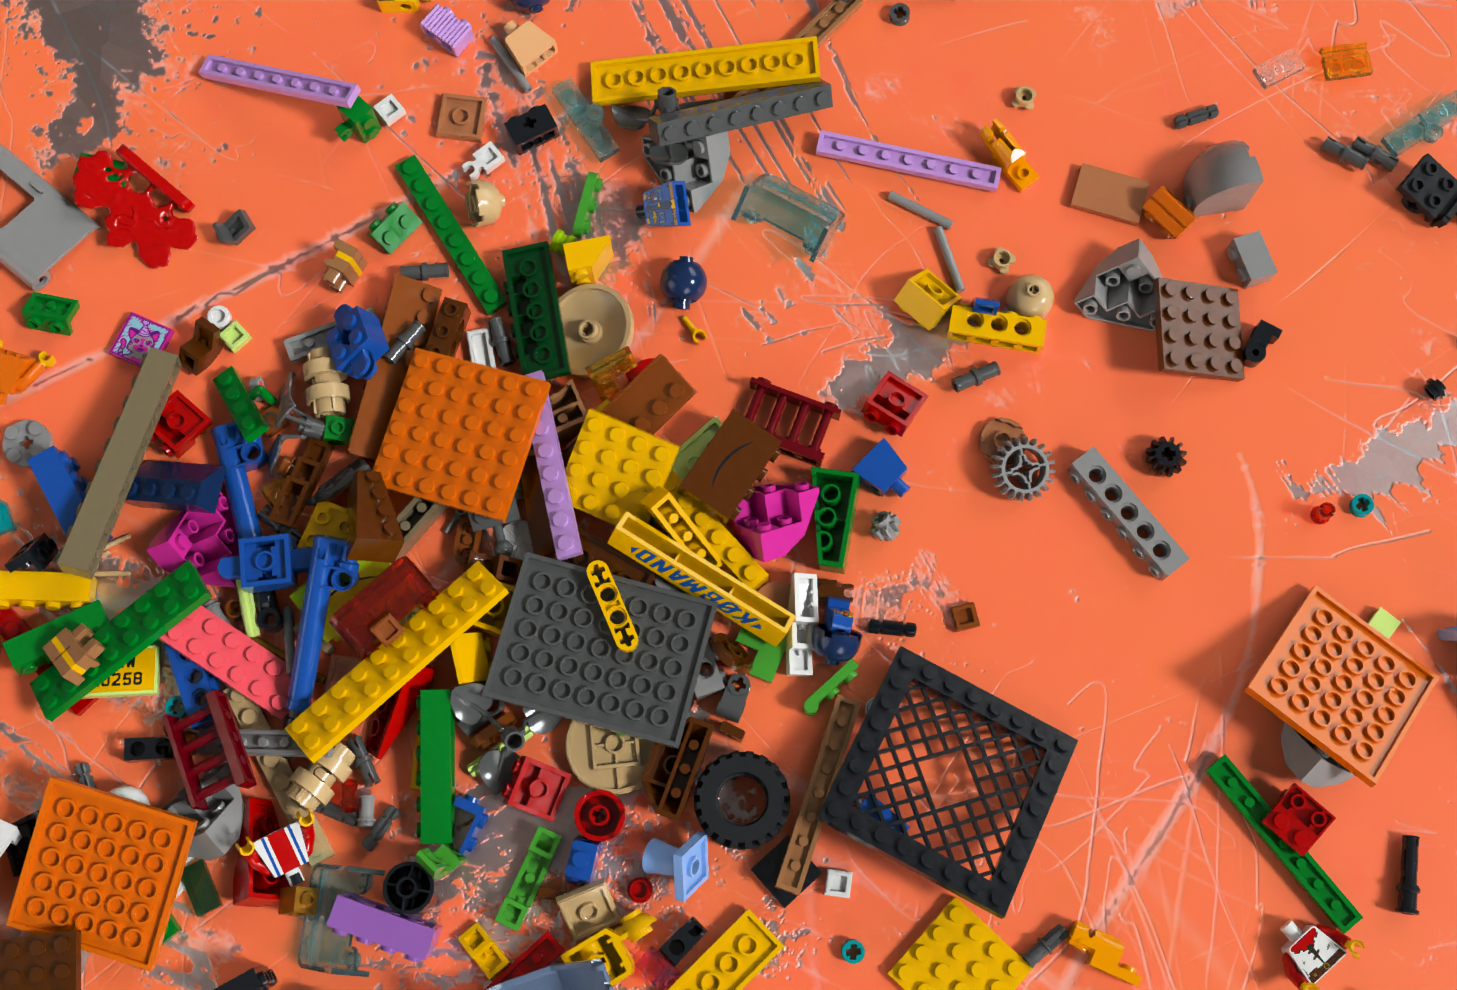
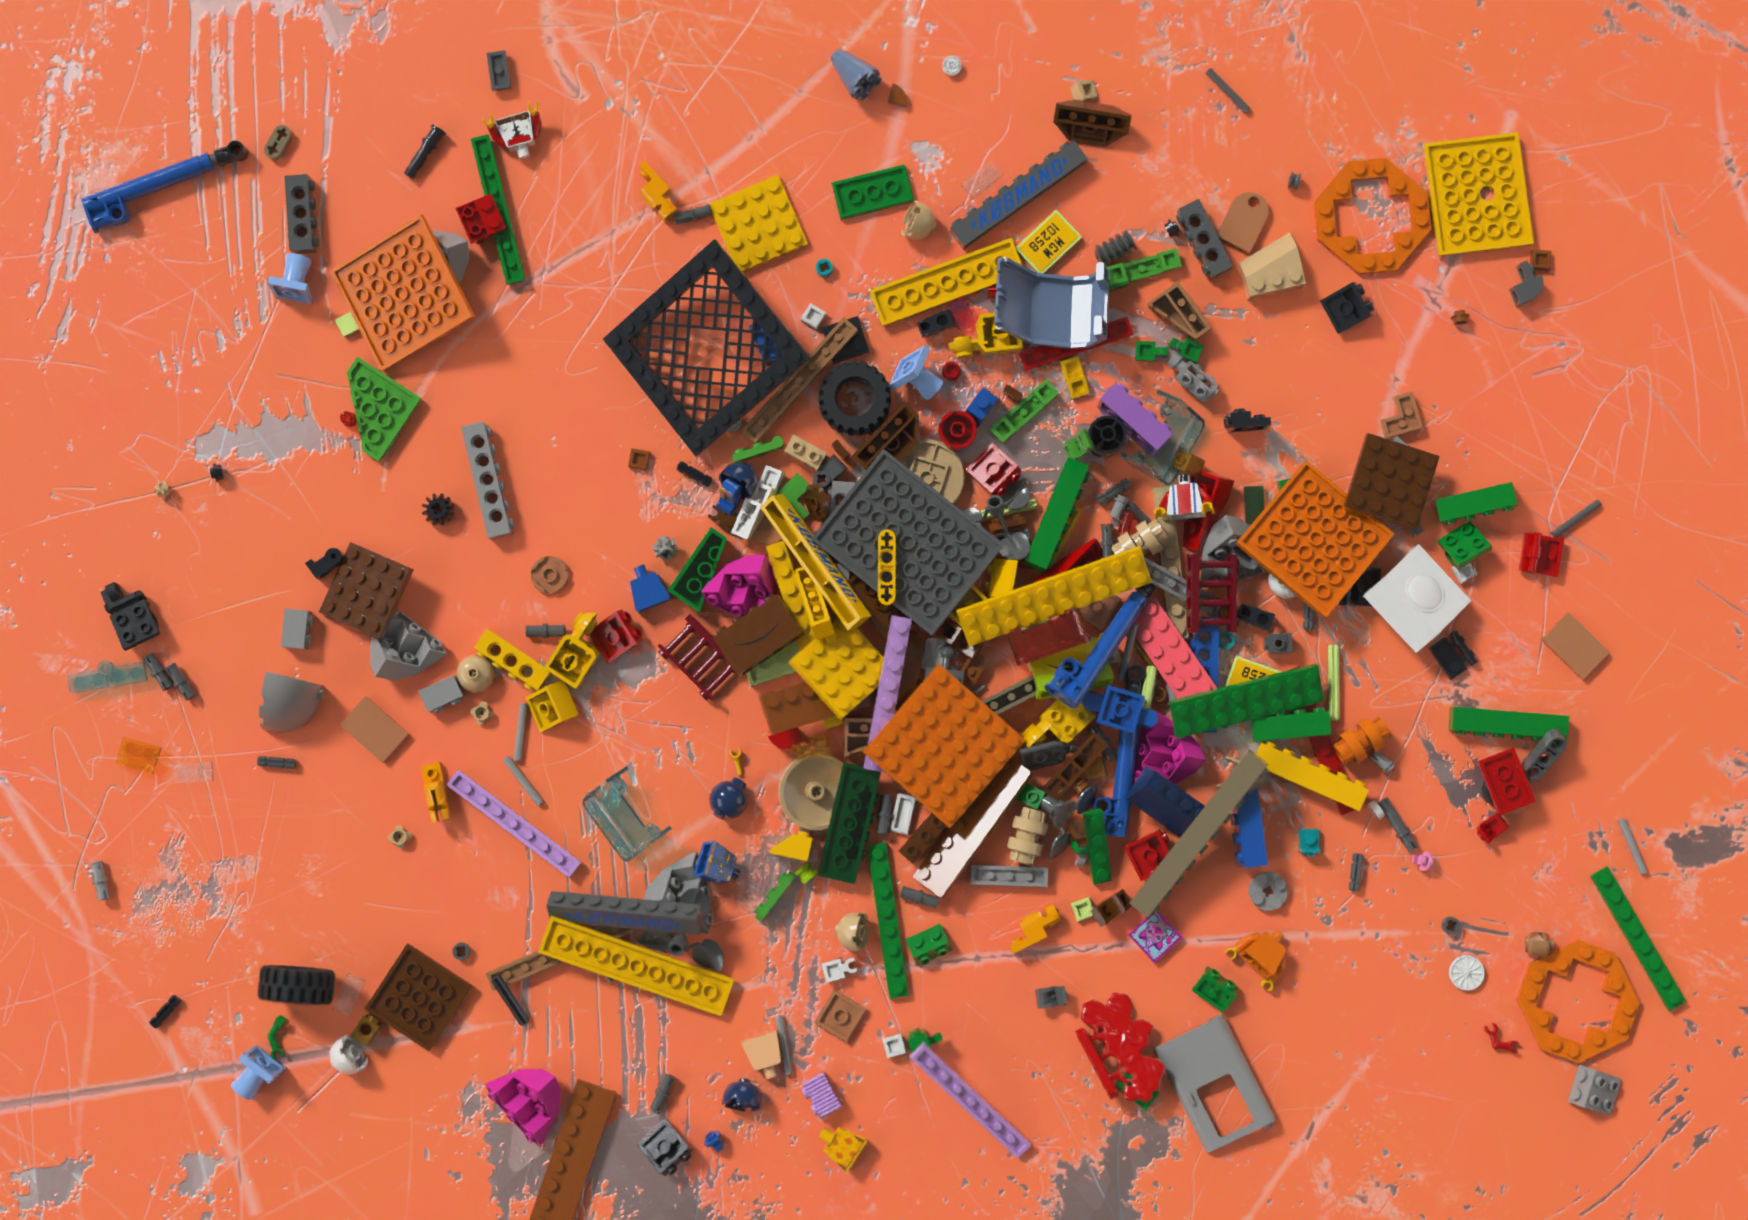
camera: 160 degrees left, 10 degrees up
(28, 715) = (1333, 682): none -> yellowish green axle
(37, 552) = (1290, 798): black bracket -> none
(72, 654) = (1283, 701): medium nougat hips -> none
(104, 739) = (1286, 643): none -> dark grey brick
(219, 316) = (1089, 930): white tile -> none
(281, 290) = (1033, 928): none -> light orange plate
(344, 267) = (979, 922): medium nougat hips -> none
(356, 342) = (992, 853): blue brick -> none
(372, 520) = (1032, 701): reddish brown wedge -> none
(386, 629) = (1052, 619): dark orange tile -> none
(404, 342) = (957, 840): dark grey pin -> none
(471, 805) = (1044, 478): blue bracket -> none
(543, 129) = (780, 974): black brick -> none
(586, 119) = (744, 969): clear light blue hinge -> none
(588, 909) = (991, 371): tan plate -> none
(772, 708) = (805, 453): none -> tan brick
(930, 362) = (575, 655): none -> yellow brick
(985, 305) = (513, 678): blue slope -> none
(1025, 477) = (554, 547): light grey gear -> none
(1056, 258) = (441, 694): none -> light grey brick
(1169, 213) = (339, 691): orange brick -> none
(1292, 545) = (379, 406): none -> bright green plate
(1364, 498) = (312, 409): teal bush -> none

